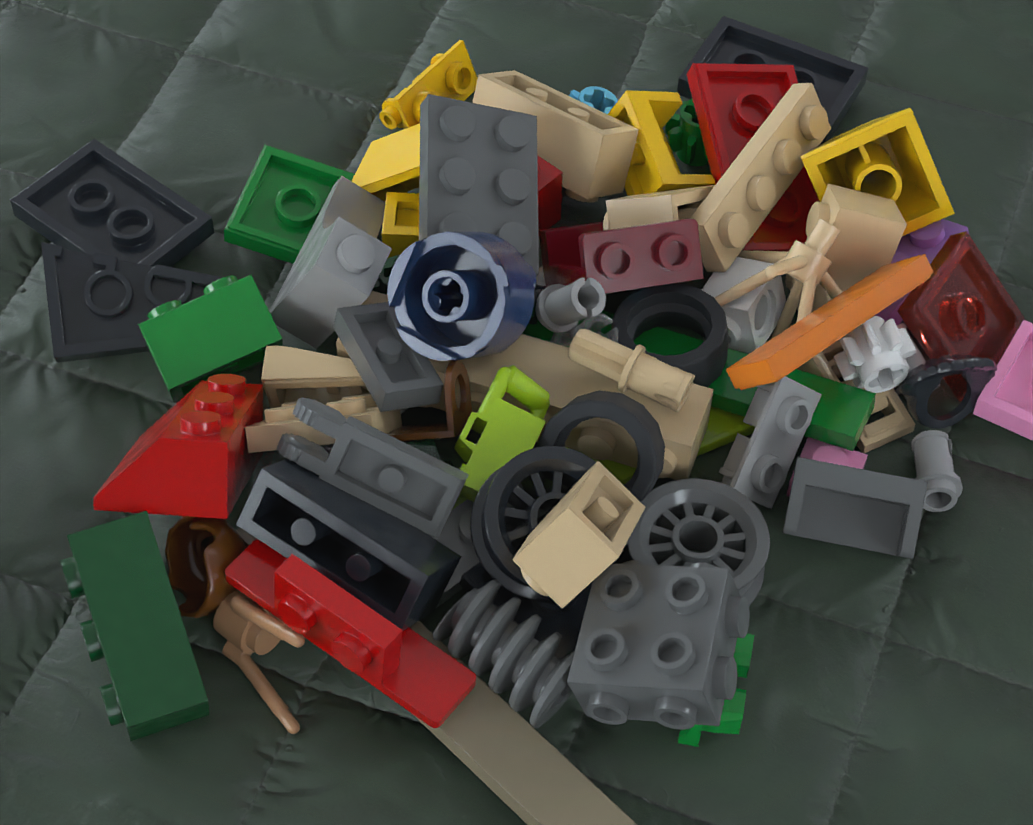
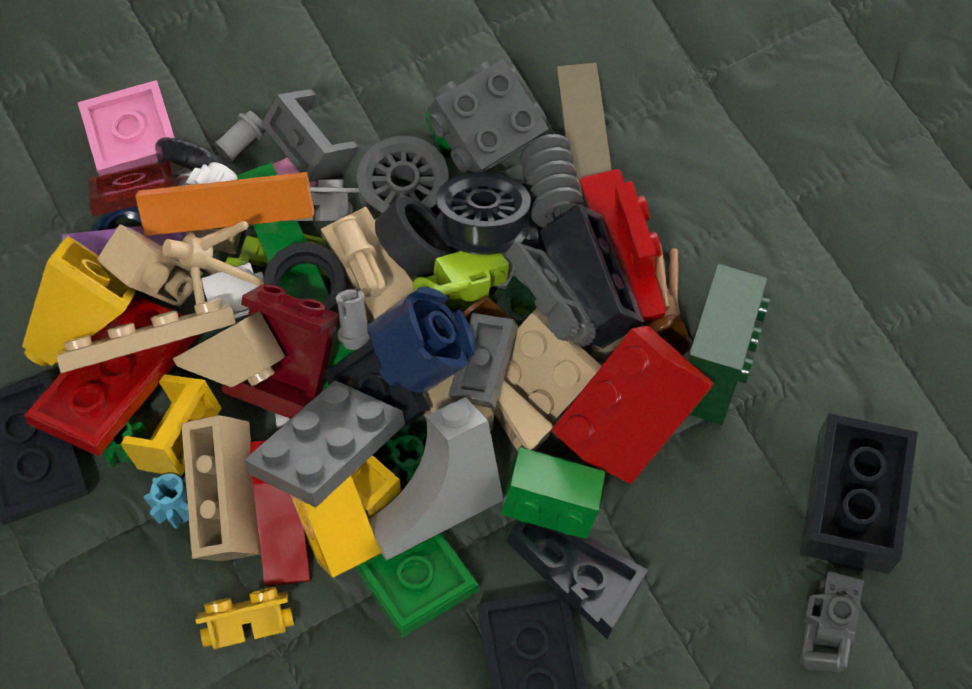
camera: 140 degrees left, 15 degrees up
(579, 536) = (484, 169): tan slope -> none

